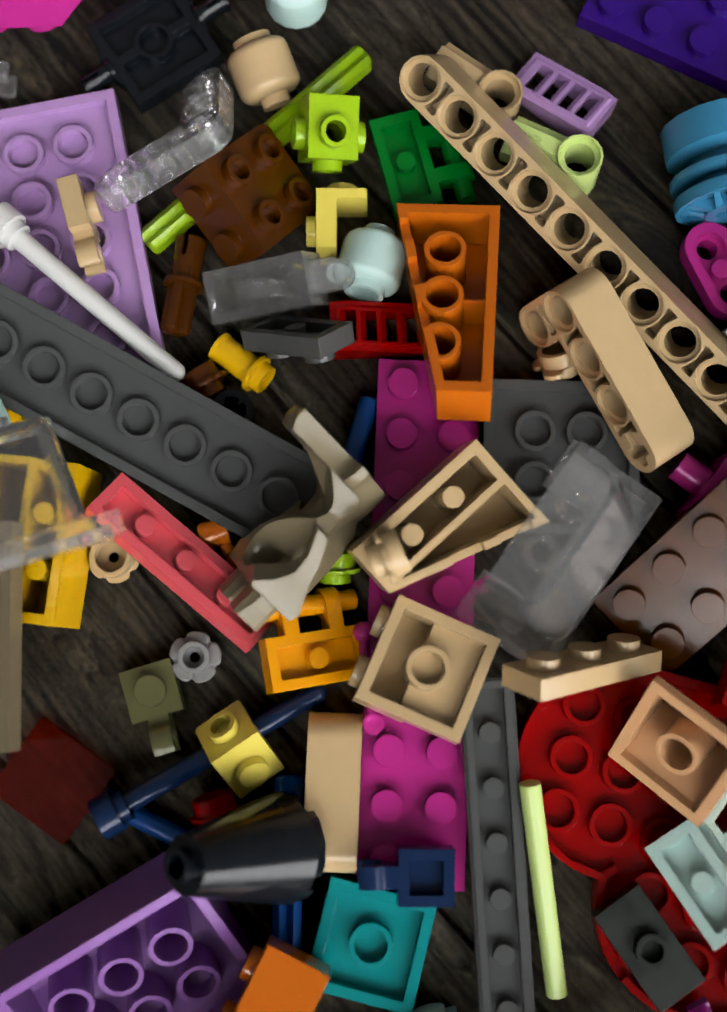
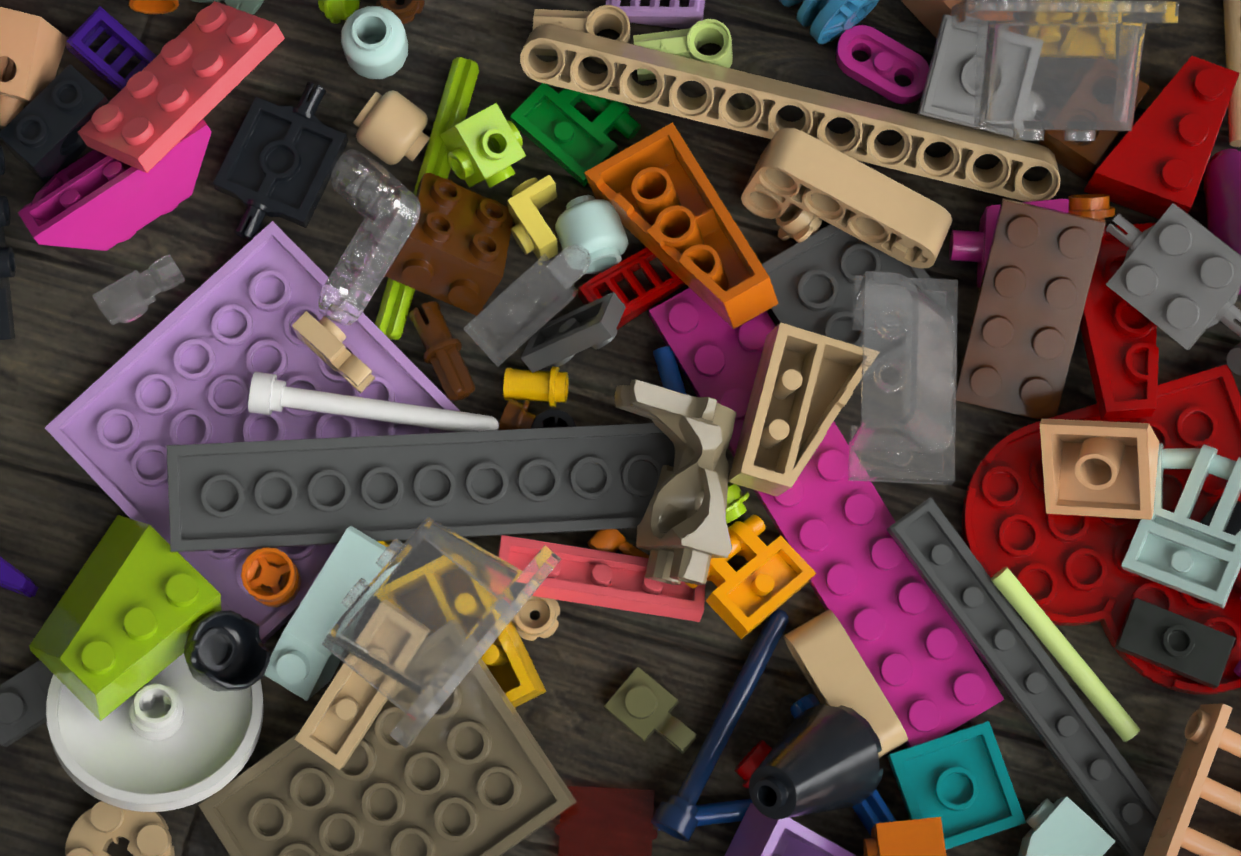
camera: 30 degrees left, 5 degrees down
(209, 654) = (659, 667): light grey plate -> none
(238, 749) = (746, 701): light yellow bracket -> none
(372, 722) = (840, 607): dark pink hinge -> none
(387, 556) = (772, 455): tan plate -> none
(420, 876) = (958, 702): dark blue plate -> none
(423, 668) = (854, 533): tan plate -> none
(581, 667) = (979, 451): tan plate -> none

